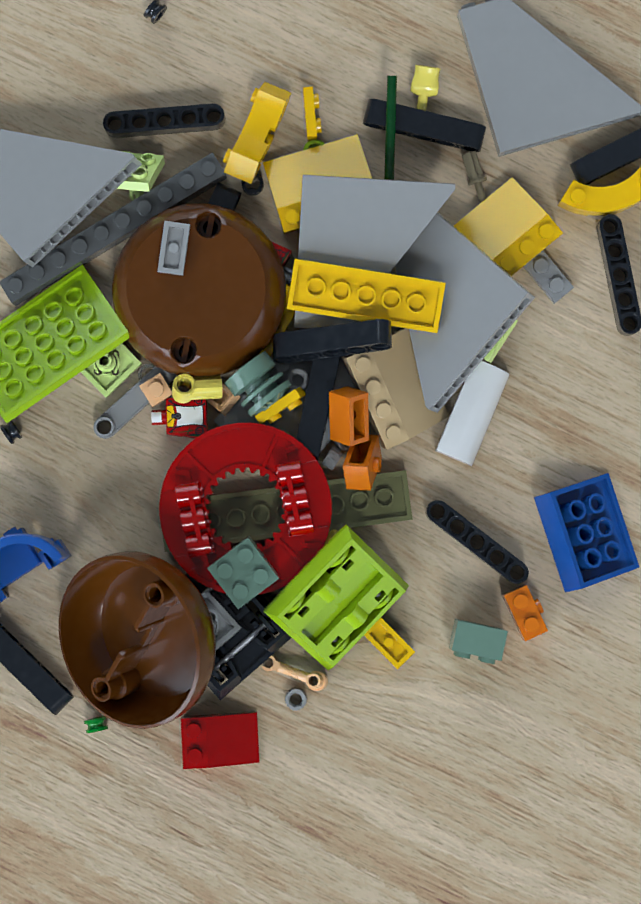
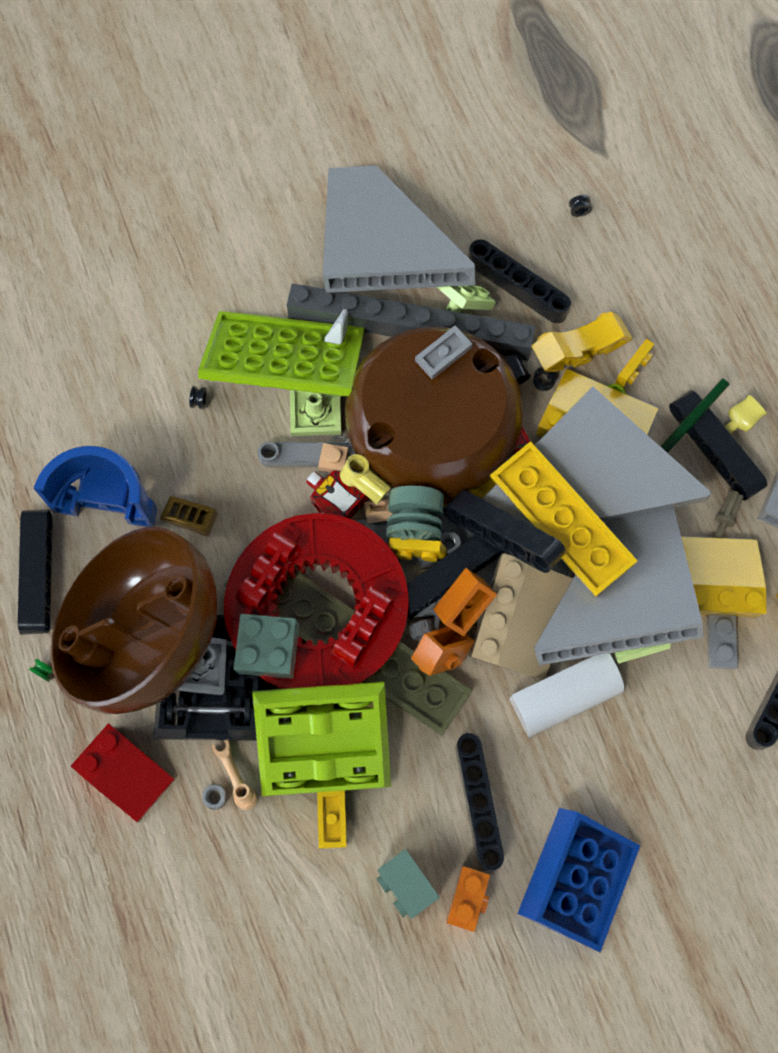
camera: 40 degrees right, 15 degrees down
(69, 289) = (339, 329): none -> white slope
(111, 524) = (207, 523): none -> pearl gold slope

